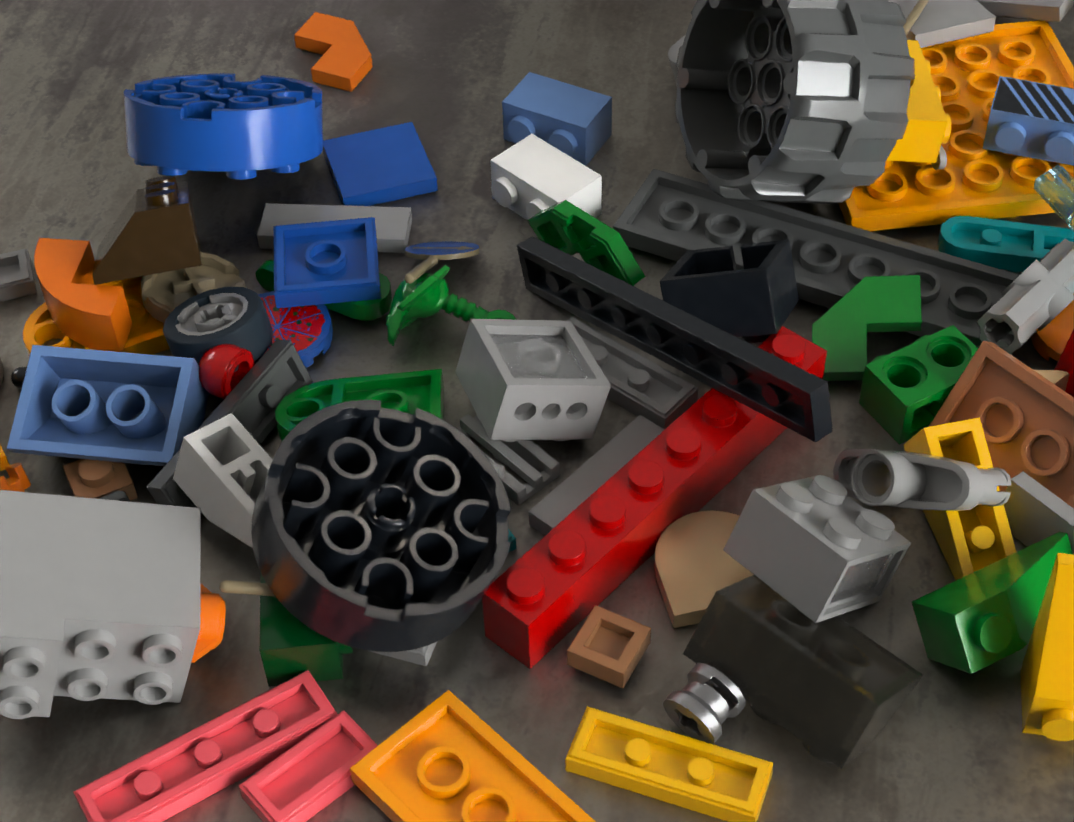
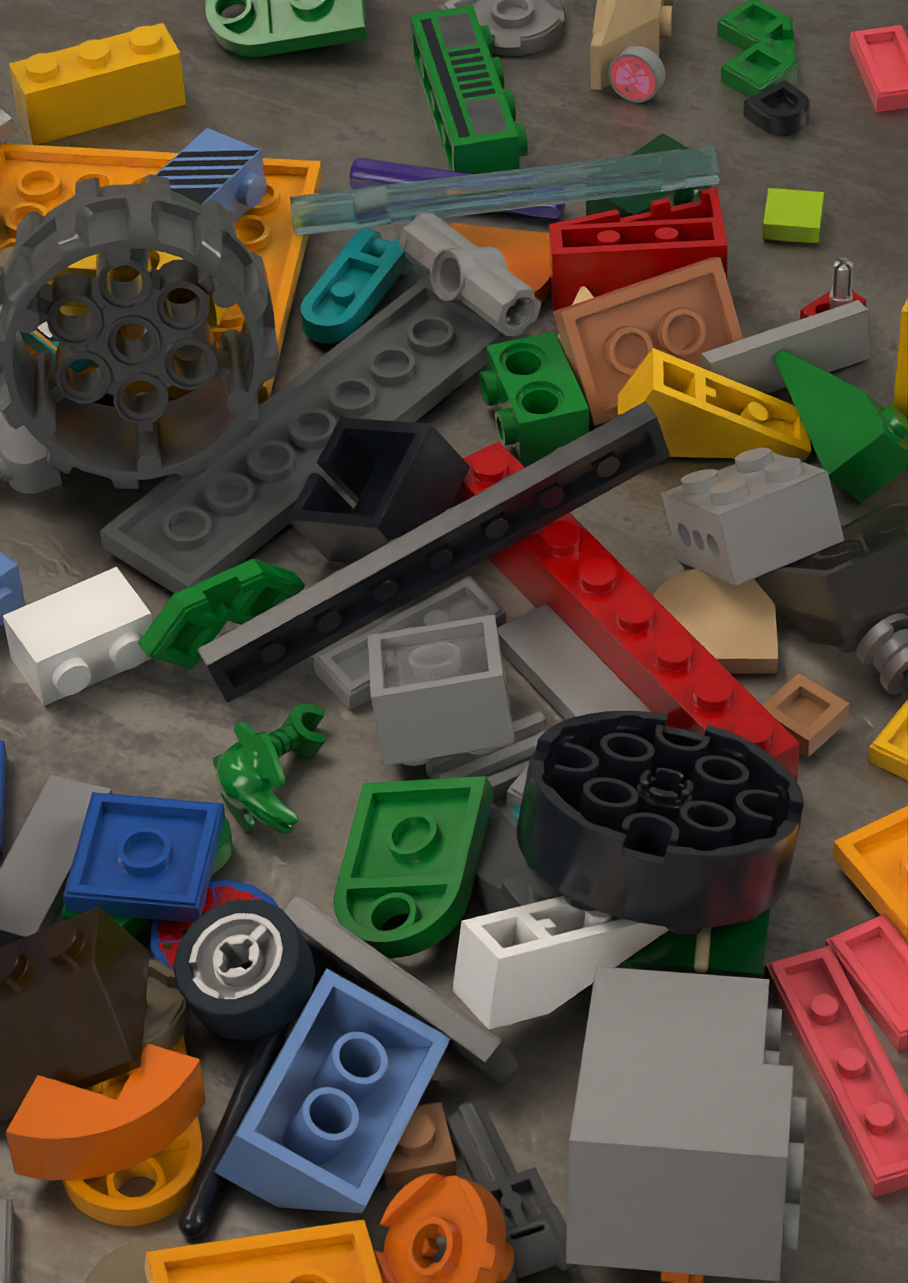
camera: 75 degrees left, 0 degrees up
(218, 368) = (323, 951): red piece -> none
(435, 251) = (159, 749): piece -> none
(870, 306) = (426, 395): green tile -> none
(918, 480) = (734, 395): light grey connector -> none

